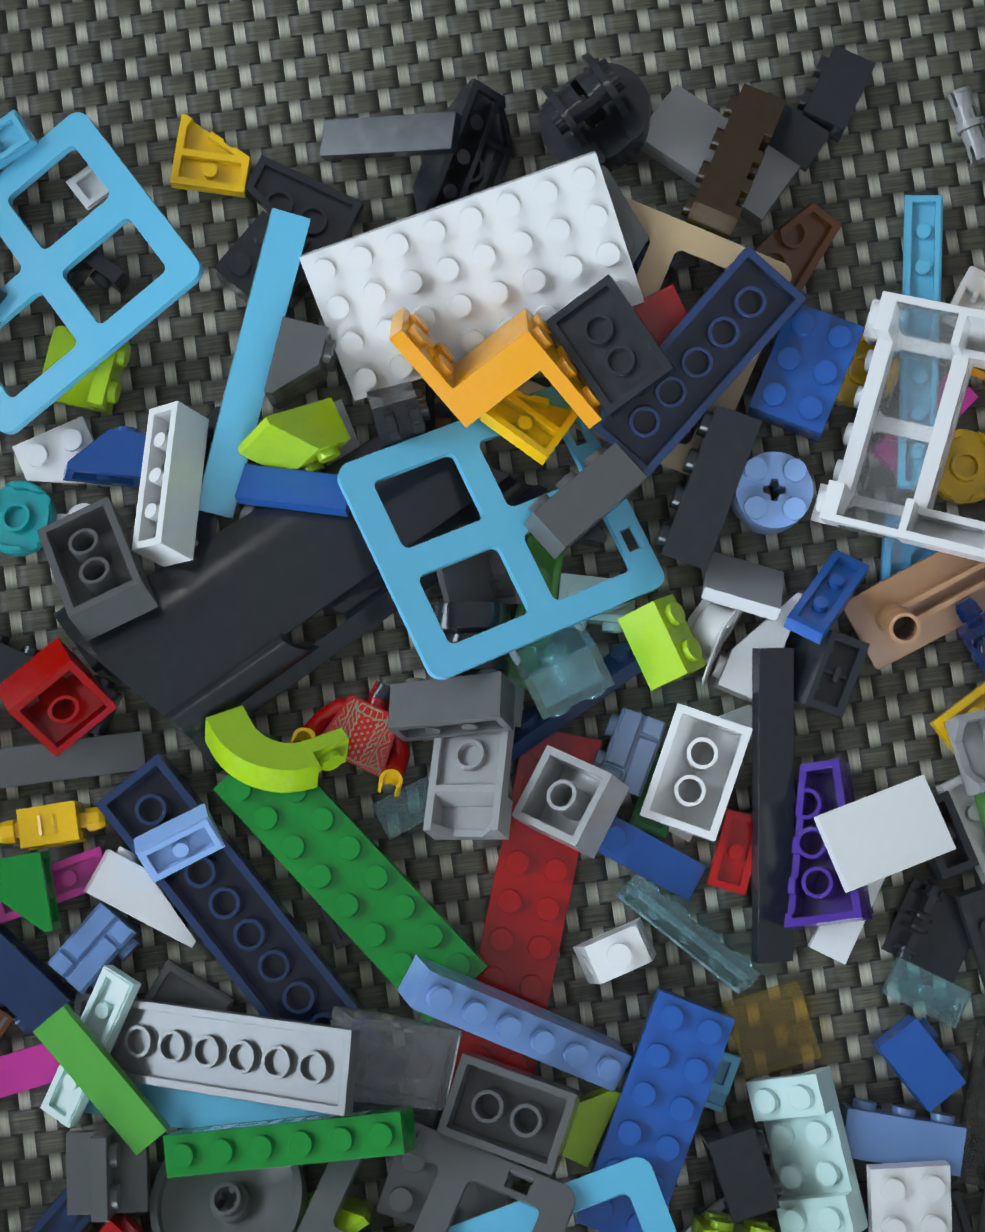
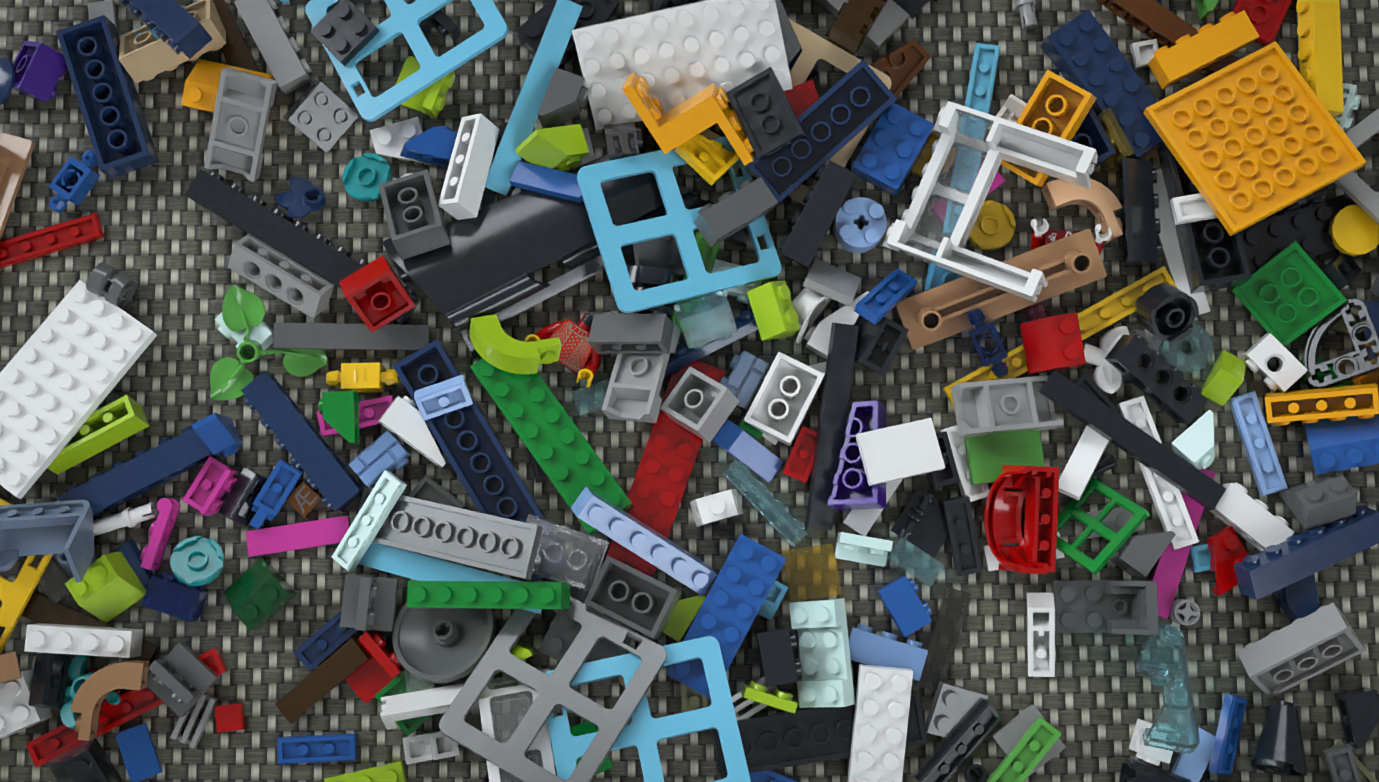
camera: 10 degrees right, 0 degrees up
(101, 1079) = (373, 541): bright green tile -> none
(844, 984) = (862, 549): none -> light aqua bracket

